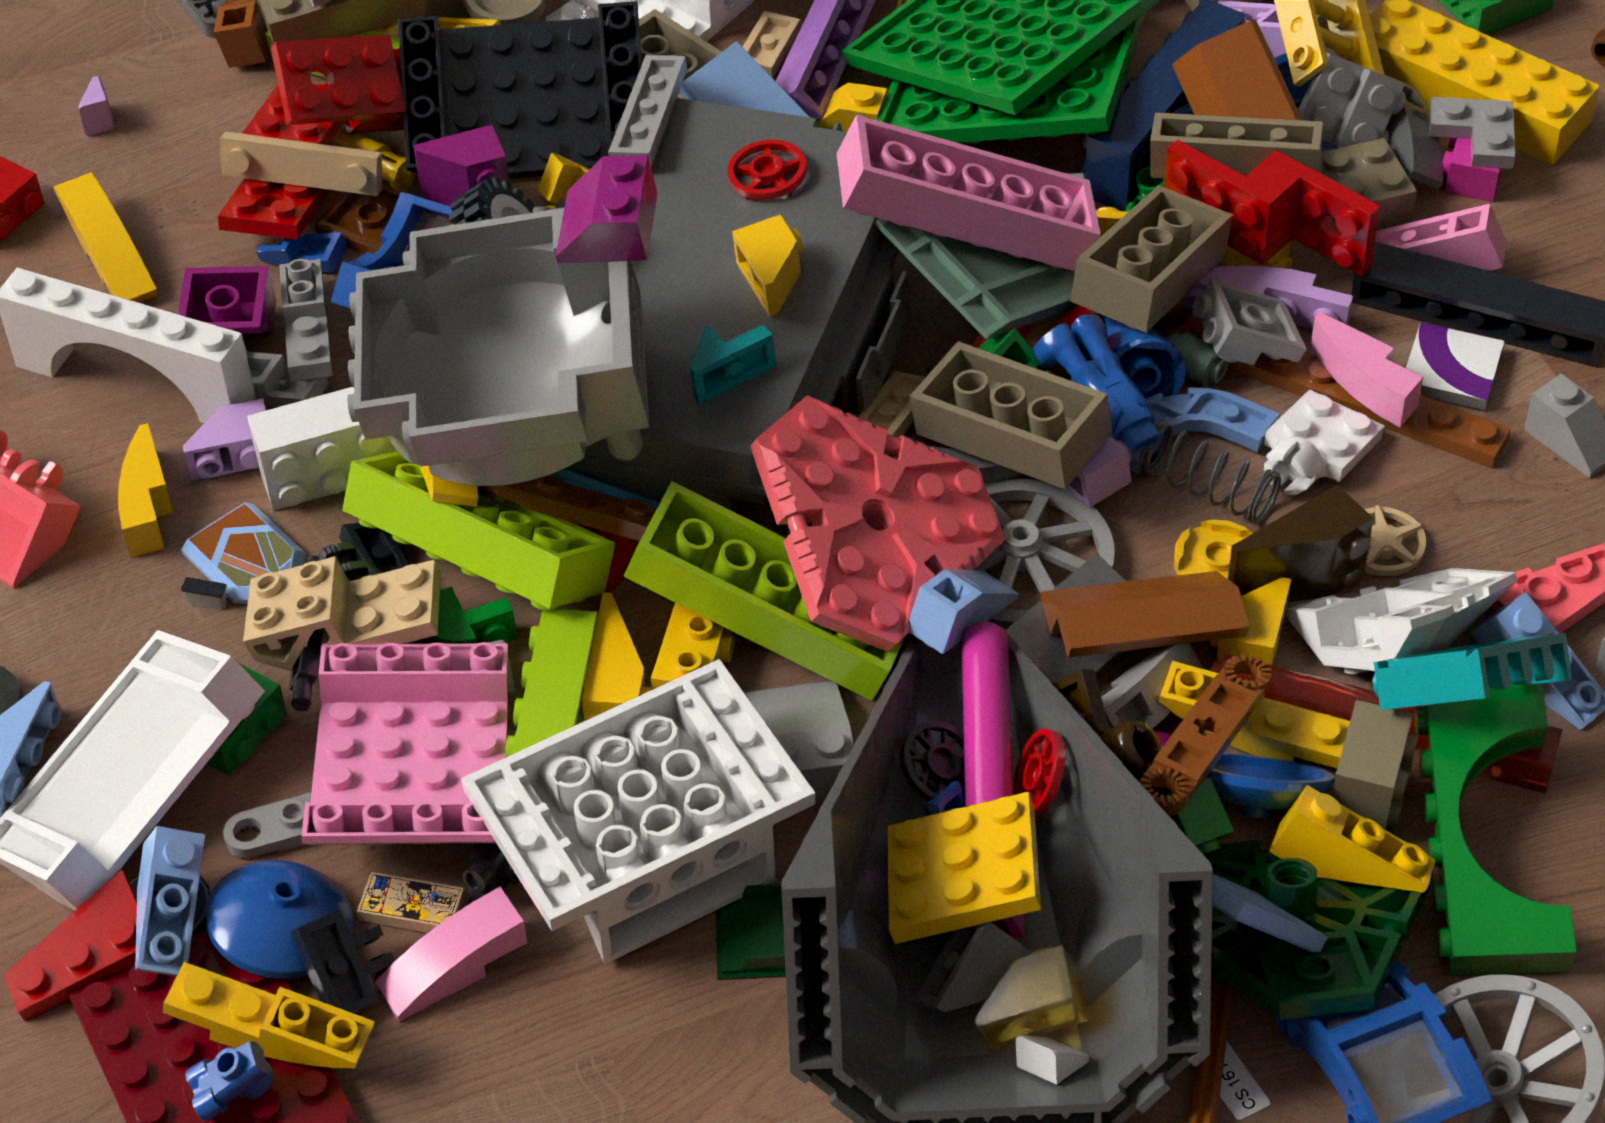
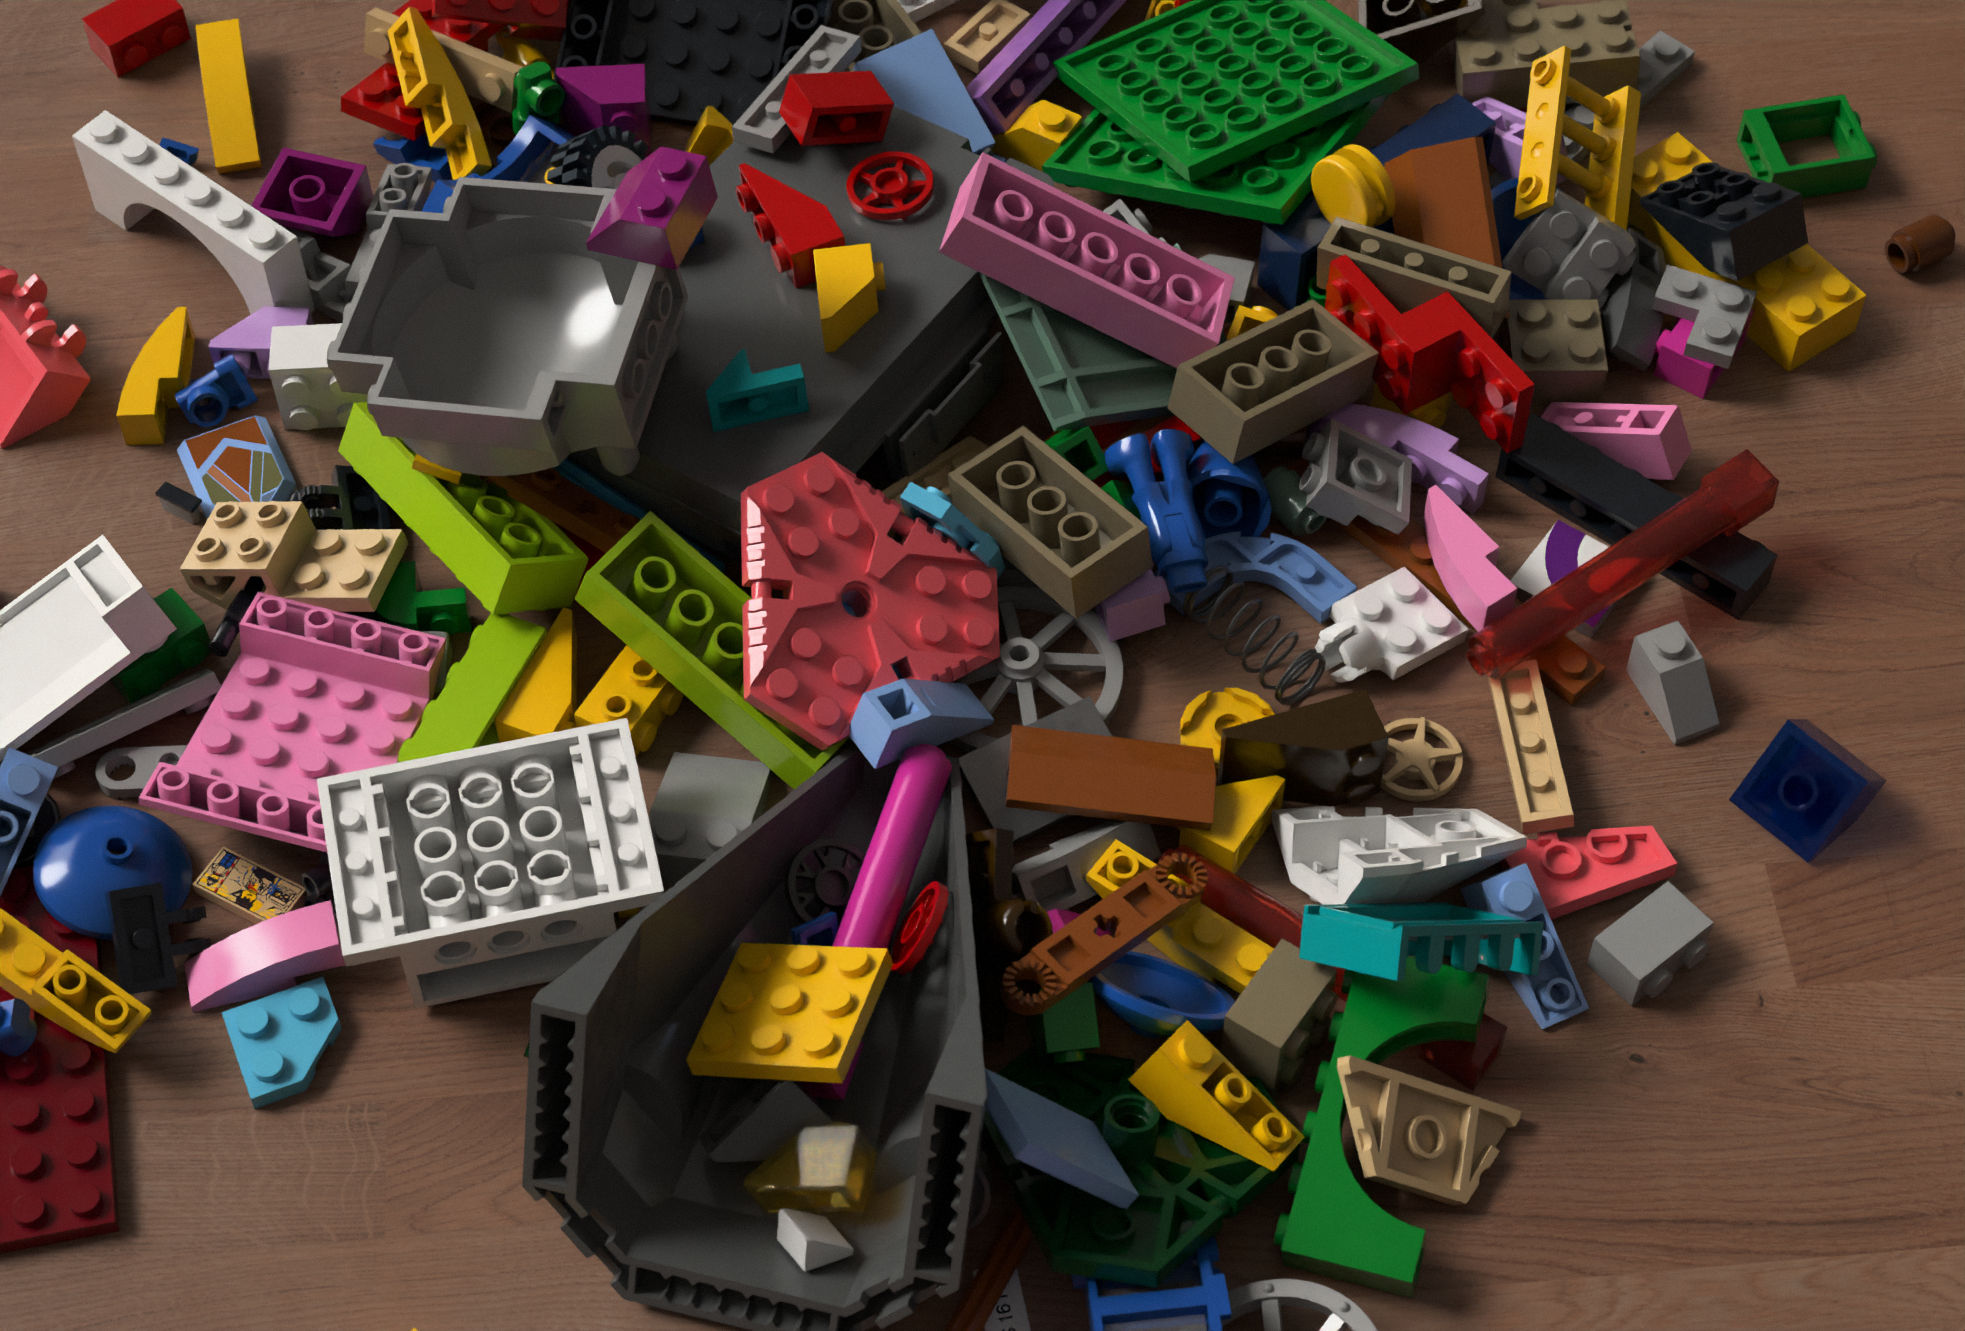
camera: 15 degrees right, 5 degrees up
(199, 494) = (209, 397): none -> blue plate
(283, 751) = (189, 693): none -> light grey plate
(306, 187) = (434, 87): none -> yellow slope
(400, 174) = (537, 95): none -> green plate
(493, 1022) = (282, 1039): none -> medium azure plate
(696, 114) = (836, 108): none -> red brick
(701, 221) = (789, 222): none -> red slope
(930, 431) = (941, 514): none -> medium azure plate
(1159, 84) = (1353, 187): none -> yellow head
(1470, 47) = (1729, 218): none -> black slope
(1478, 505) = (1531, 750): none -> tan plate
(1526, 831) = (1421, 1131): none -> tan wing
(1560, 273) = (1724, 503): none -> clear red brick

